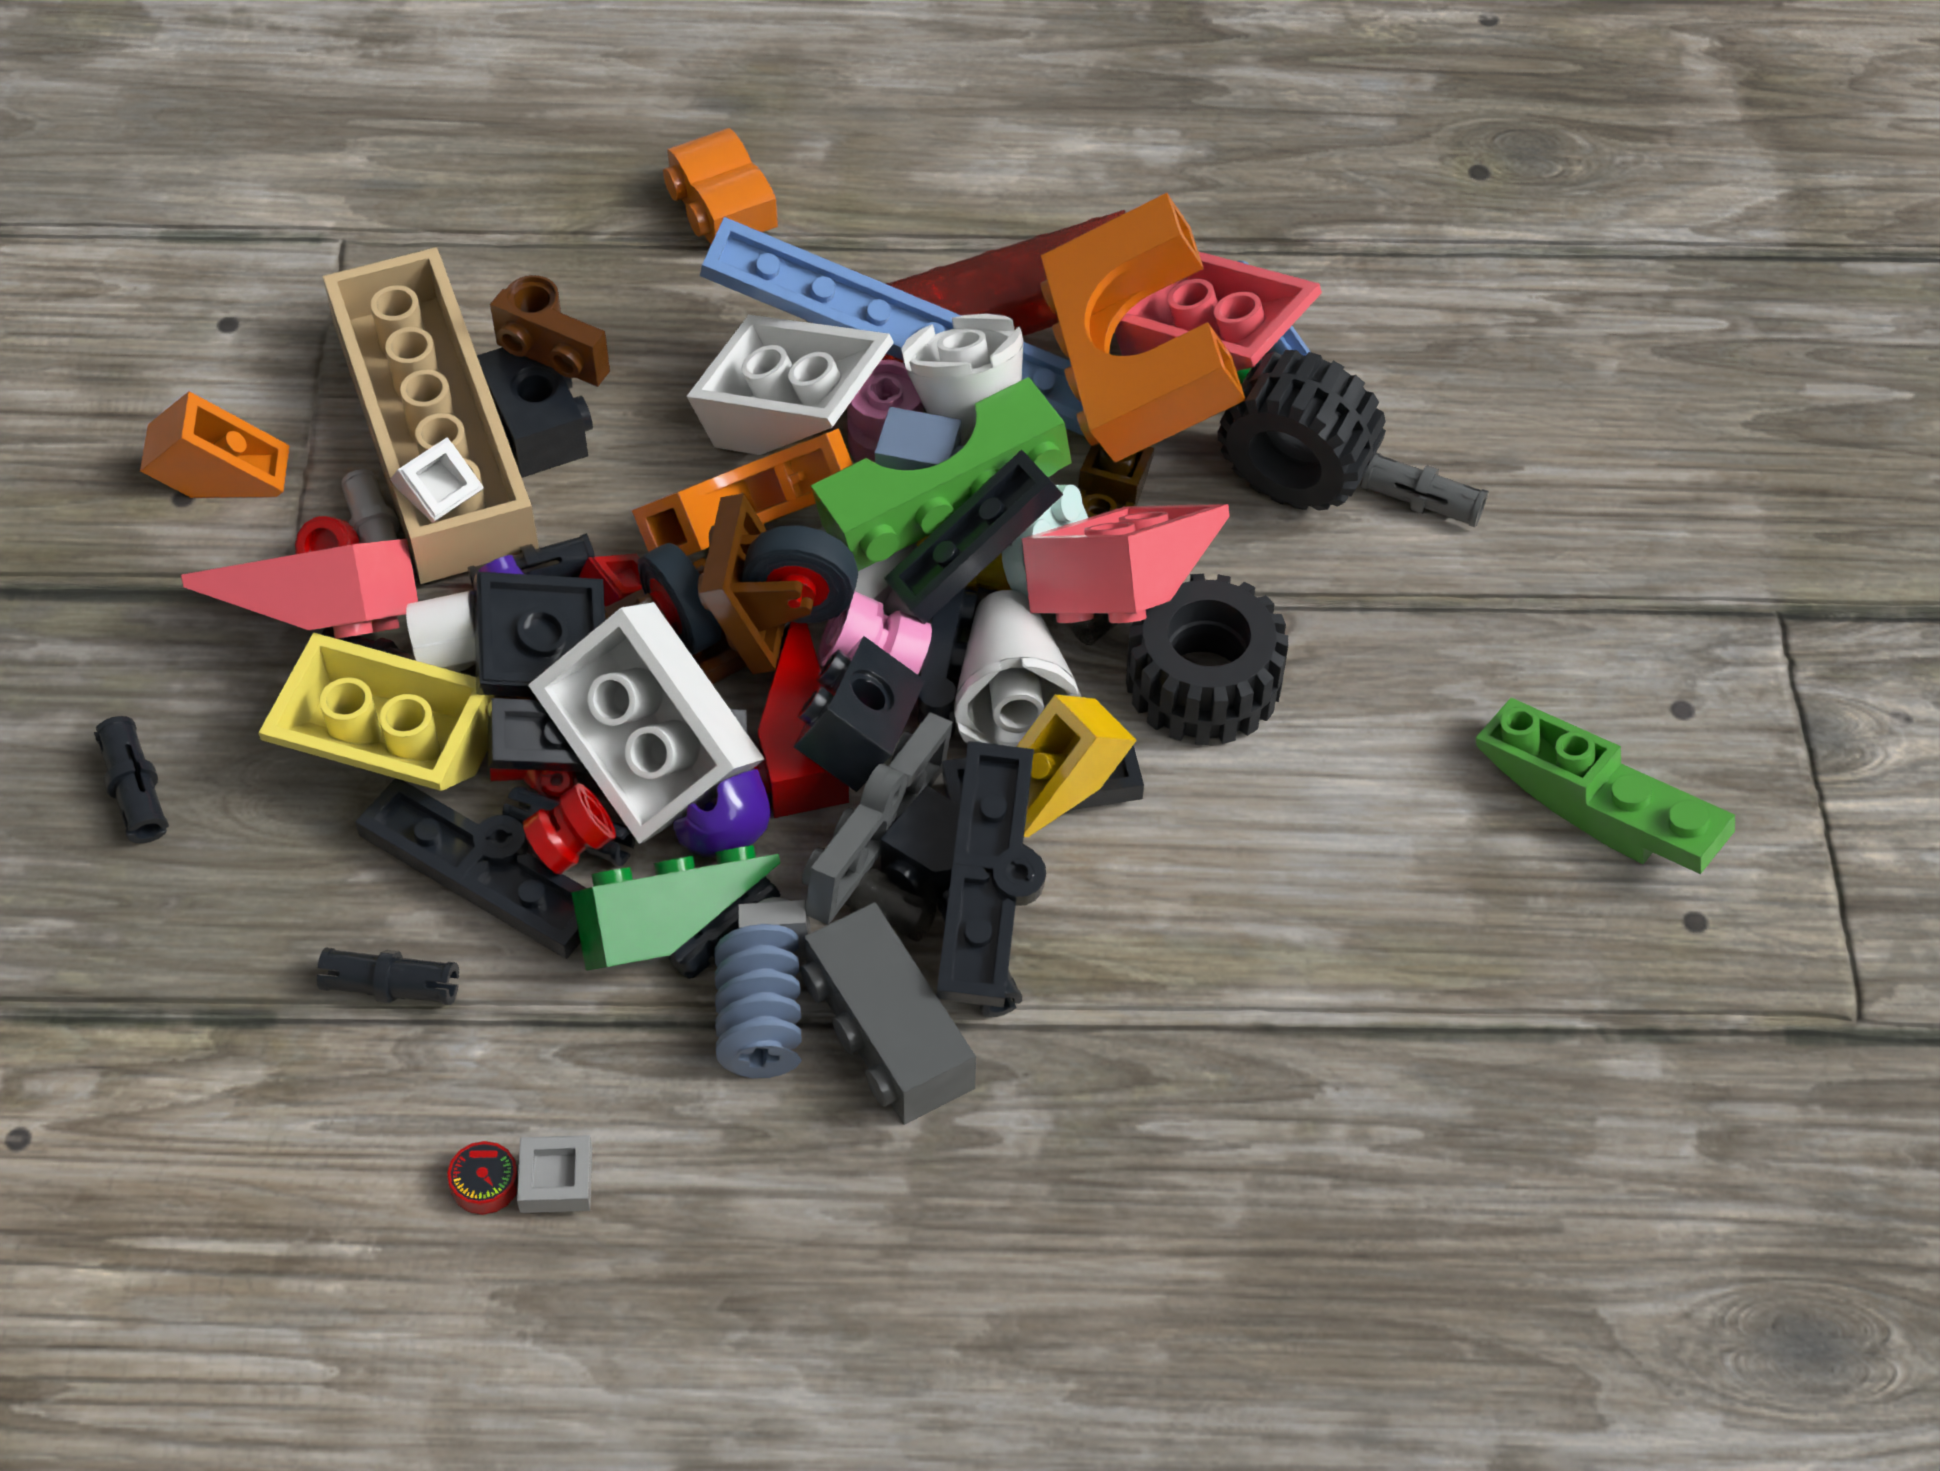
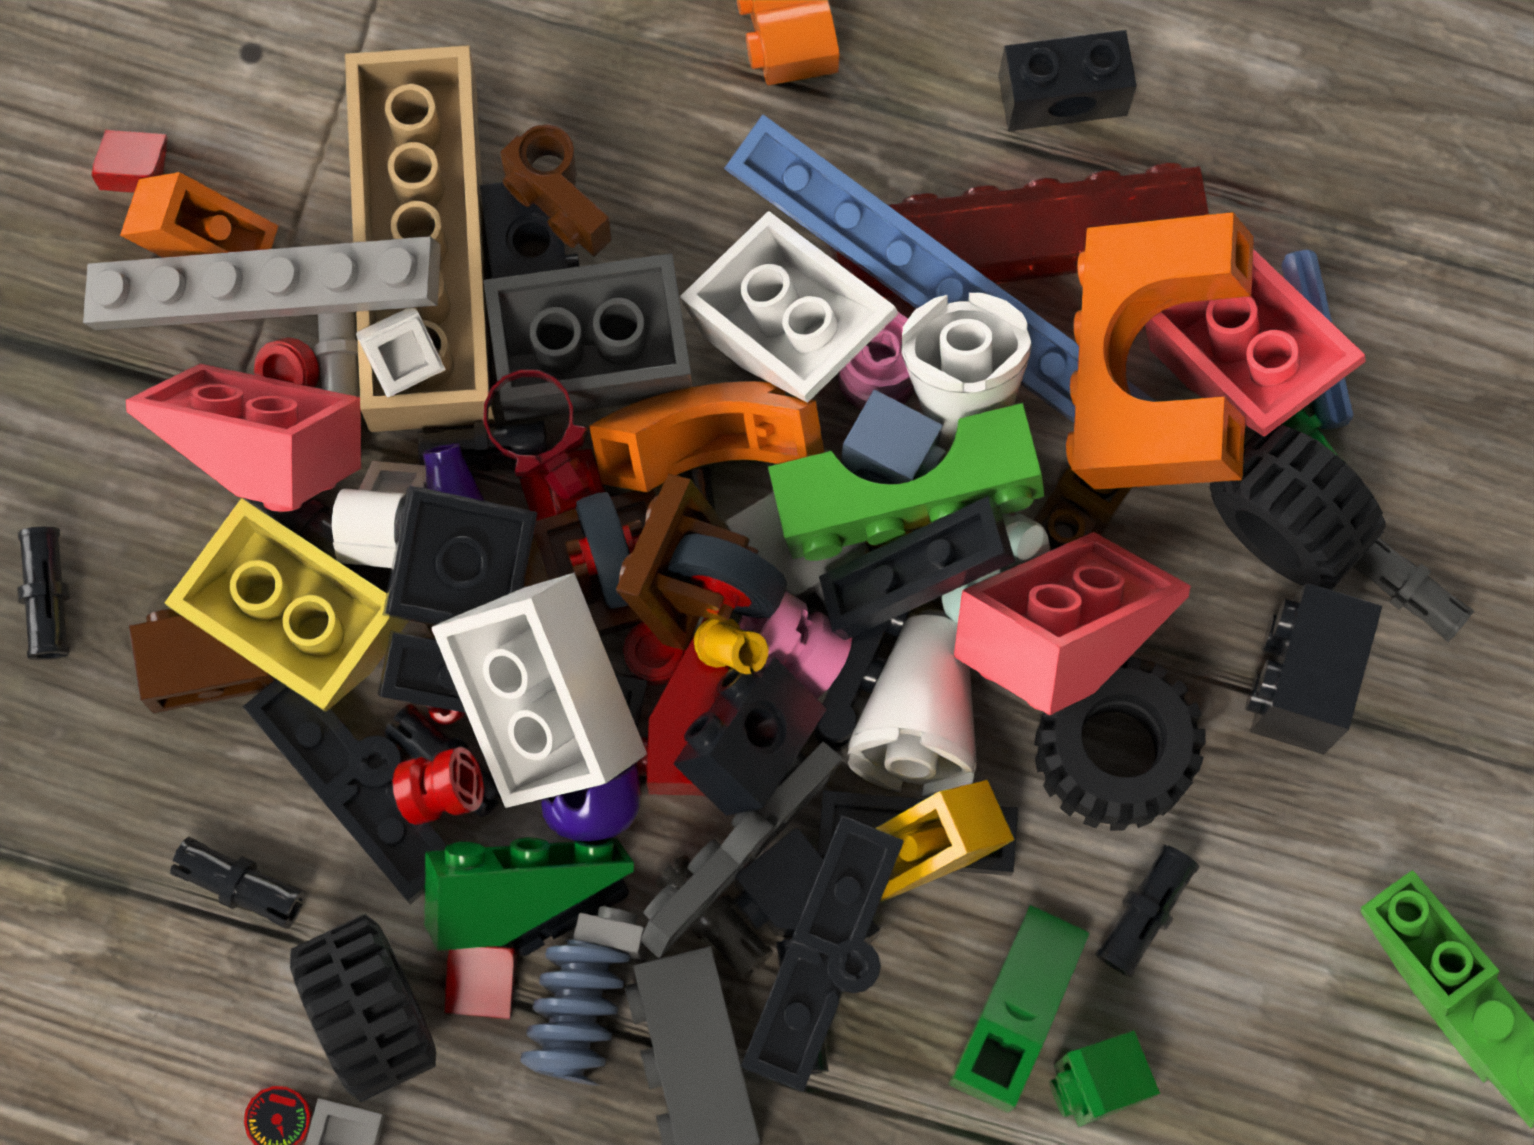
camera: 15 degrees right, 20 degrees up
(126, 424) = (127, 158): none -> slope
(287, 470) = (263, 283): none -> light grey plate
(299, 799) = (187, 666): none -> reddish brown slope
(547, 1028) = (362, 1008): none -> black tyre
(606, 546) = (565, 475): none -> dark red piece
(609, 450) = (597, 328): none -> dark grey slope
(655, 1001) = (481, 982): none -> slope
(745, 692) = (648, 657): none -> red tile
(810, 642) = (726, 644): none -> yellow pin
(984, 182) = (1067, 80): none -> black brick
(1186, 904) = (1019, 1010): none -> green slope
(1280, 793) = (1147, 910): none -> black pin
(1287, 930) = (1103, 1079): none -> green slope
(1361, 553) = (1314, 668): none -> black brick

